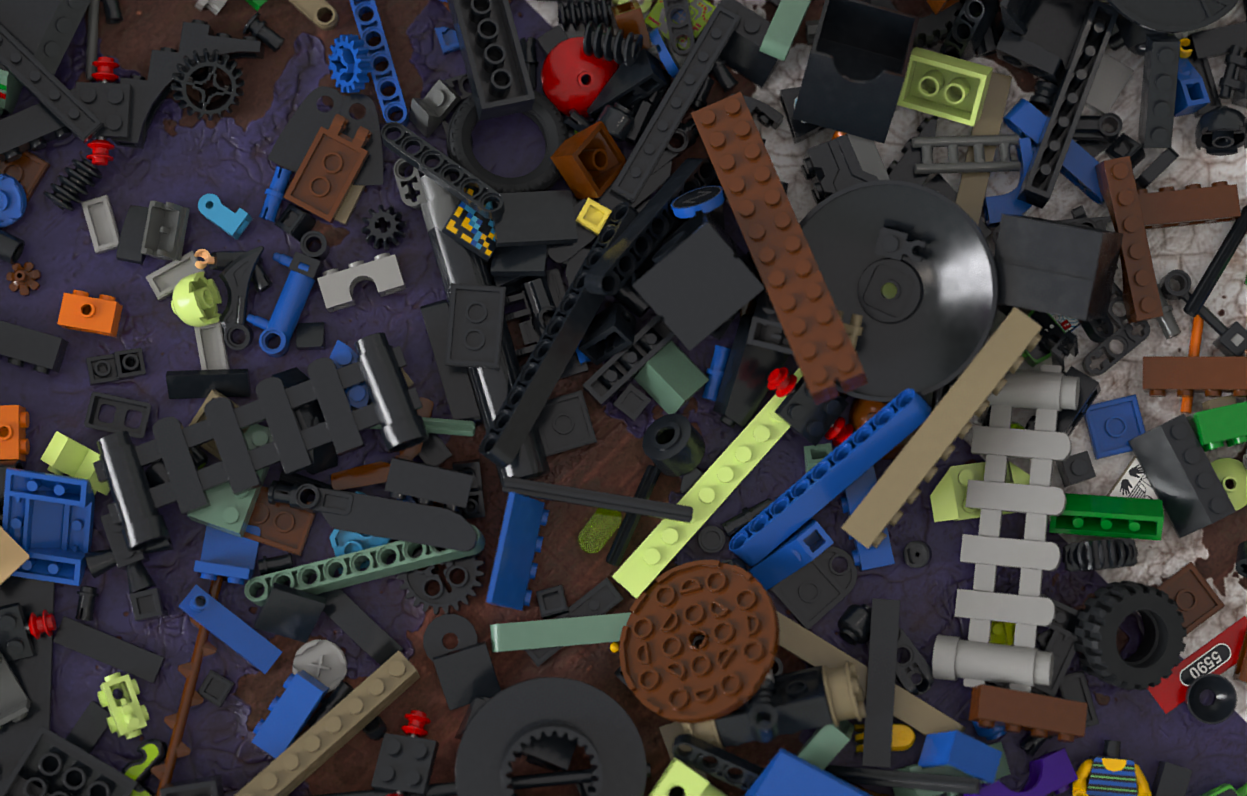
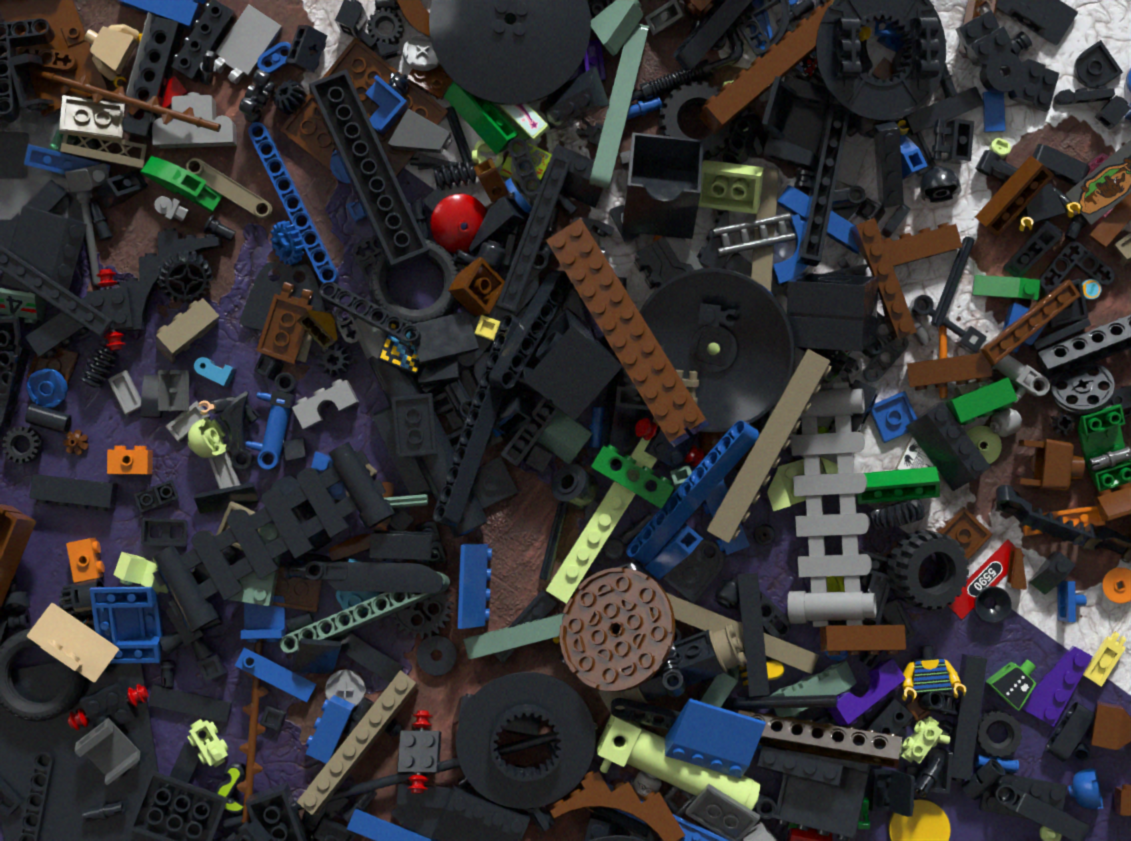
camera: 10 degrees left, 5 degrees up
(195, 154) = (186, 329): none -> dark tan wedge
(275, 194) = (249, 349): blue pin -> none
(373, 178) = (320, 327): none -> dark brown slope
(432, 110) = (355, 265): dark grey slope -> none
(466, 675) = (453, 678): black tile -> none
(552, 602) = (506, 614): black tile -> none
(598, 499) = (540, 537): black axle -> none
(599, 530) = (531, 555): clear neon green tile -> none
(611, 45) = (479, 199): black piece -> none
(702, 199) = (561, 305): tile -> none
(729, 406) = (663, 485): none -> green brick
(962, 753) = (819, 679): blue panel -> none
(1076, 469) = (871, 454): black brick -> none

